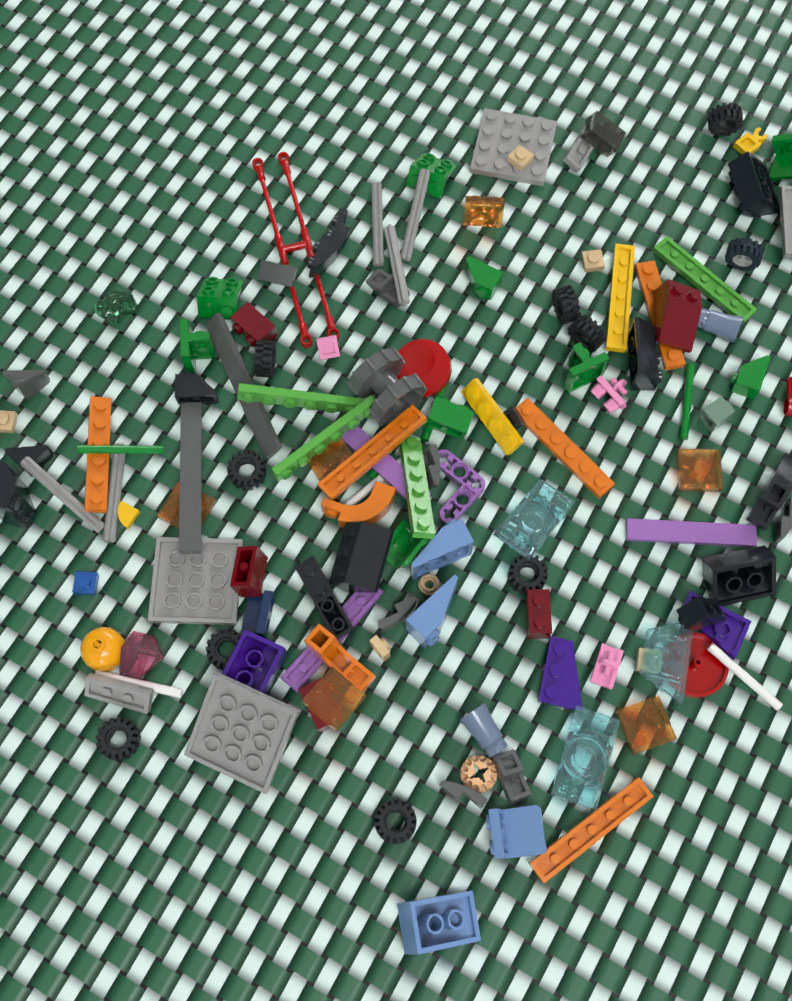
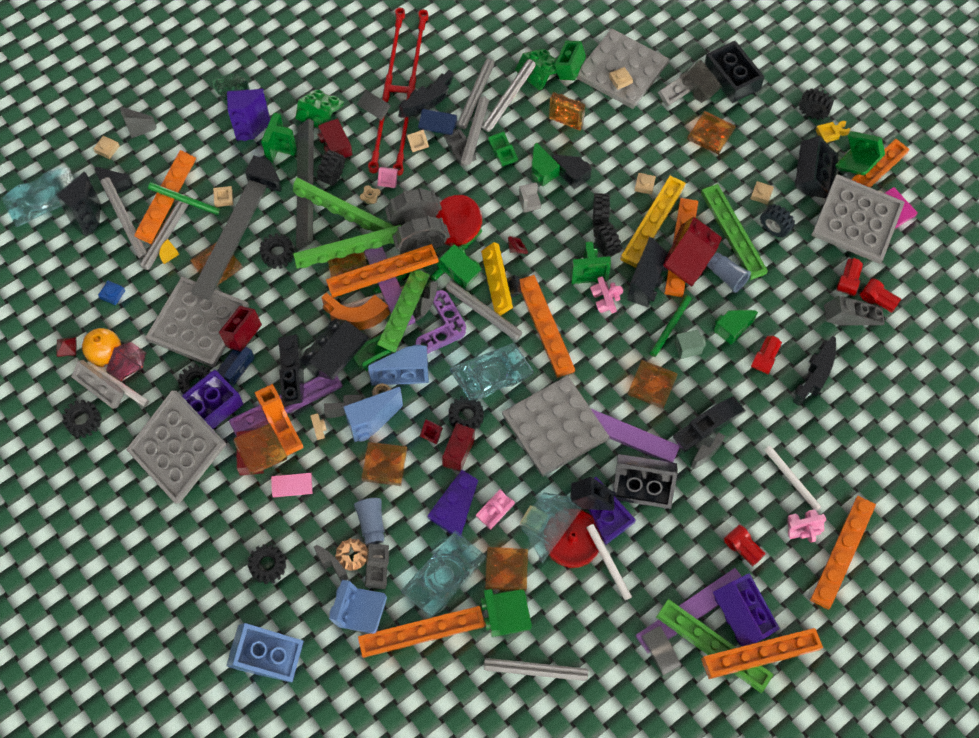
camera: 20 degrees right, 5 degrees down
(62, 663) = (66, 347): none -> dark red slope
(150, 329) = (248, 113): none -> dark purple slope
(160, 431) = (223, 196): none -> tan plate
(317, 378) = (370, 199): none -> tan plate
(341, 296) = (418, 141): none -> tan plate
(354, 269) = (437, 122): none -> dark blue panel
(380, 722) = (292, 485): none -> bright pink tile
(433, 276) = (502, 149): none -> green slope
(460, 156) = (570, 60): none -> green brick
(468, 661) = (384, 464): none -> clear orange plate
(484, 317) = (529, 197): none -> light grey panel
(493, 455) = (484, 310): none -> light grey axle
(495, 373) = (516, 245): none -> dark red slope
(500, 607) = (431, 431): none -> dark red slope
(516, 271) = (573, 170): none -> black slope
(622, 551) = (555, 426): none -> light grey plate
(631, 111) = (734, 71): none -> black brick
(634, 184) = (711, 132): none -> clear orange plate
(667, 772) = (506, 612): none -> green bracket
(711, 229) = (762, 192): none -> tan plate
(724, 821) = (536, 669): none -> light grey axle

